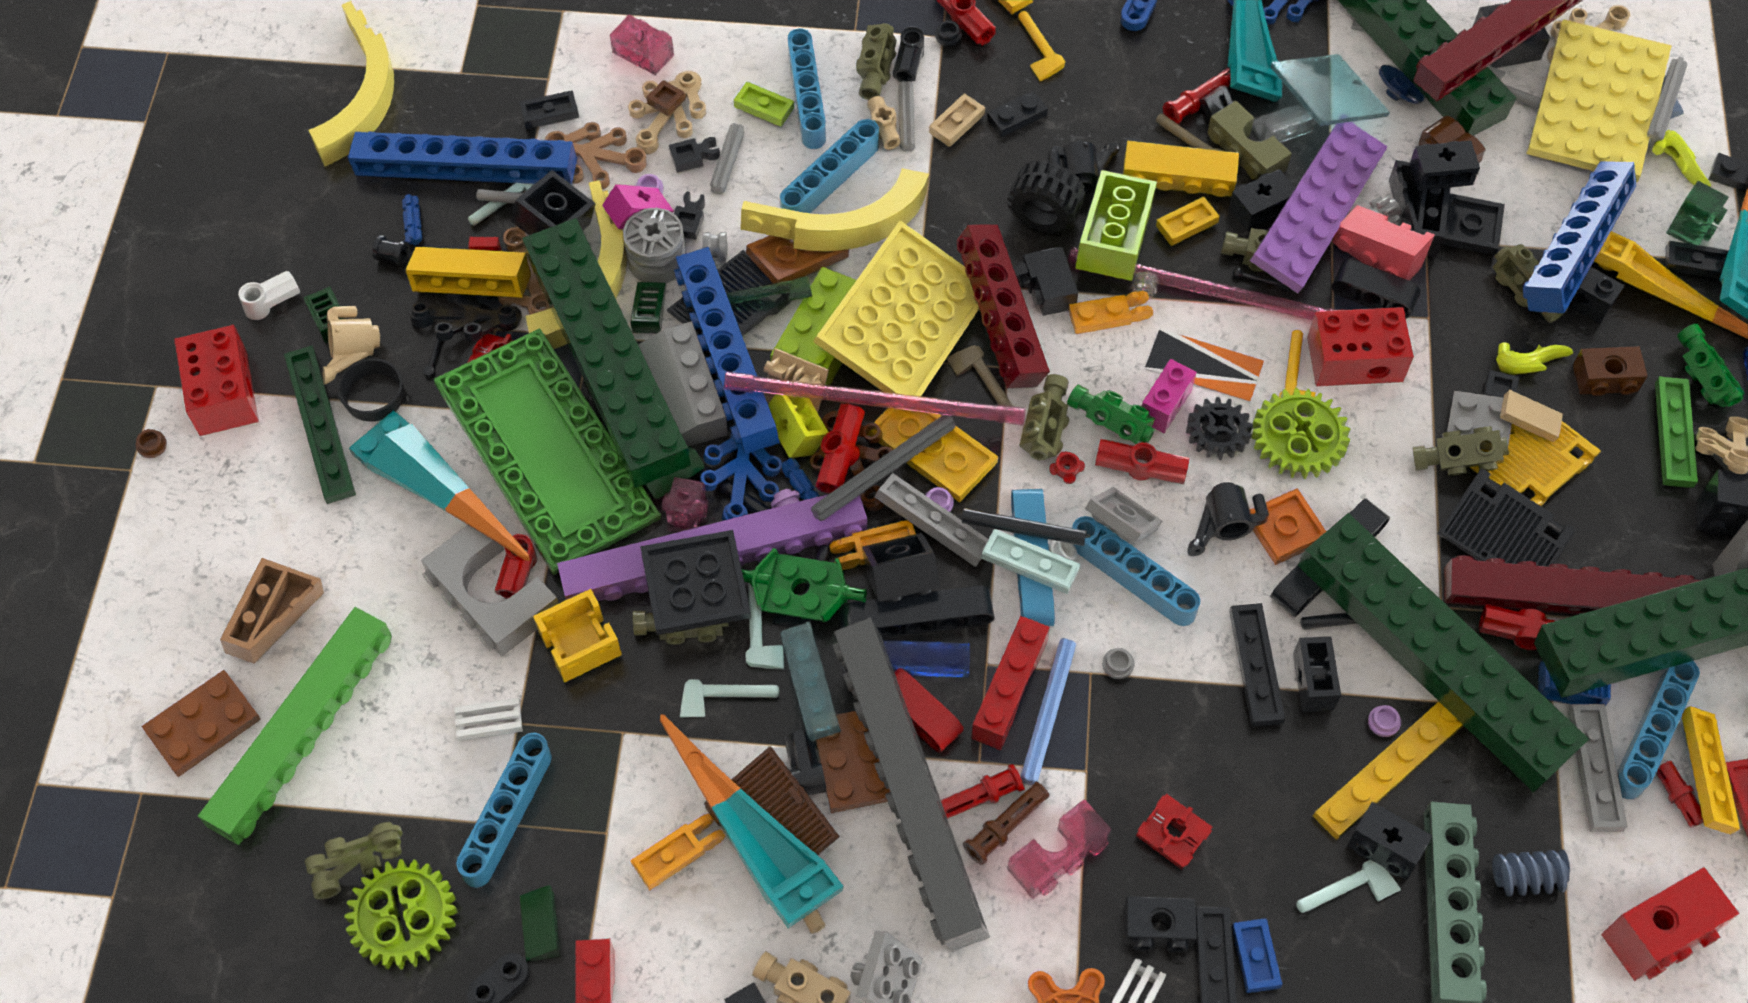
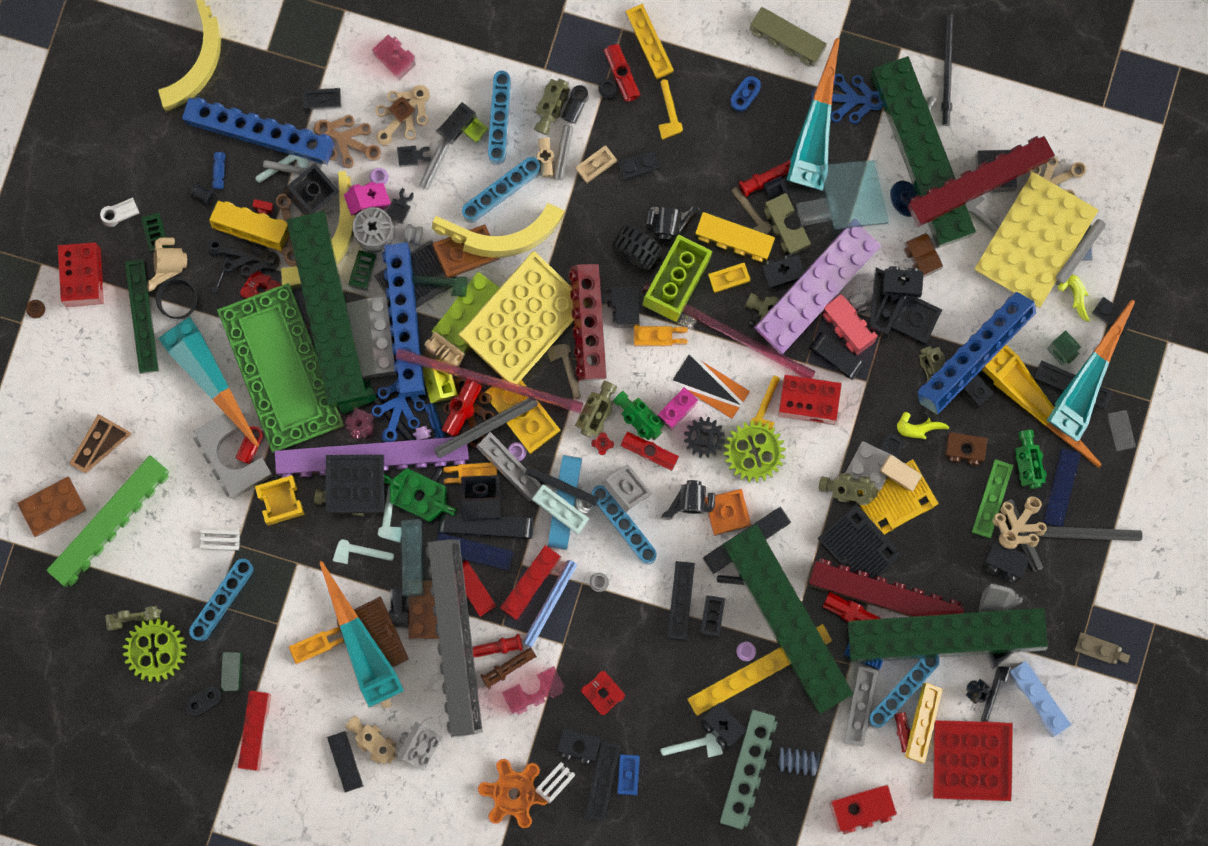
camera: 15 degrees right, 20 degrees up
(749, 98) = (456, 123): none -> black hinge

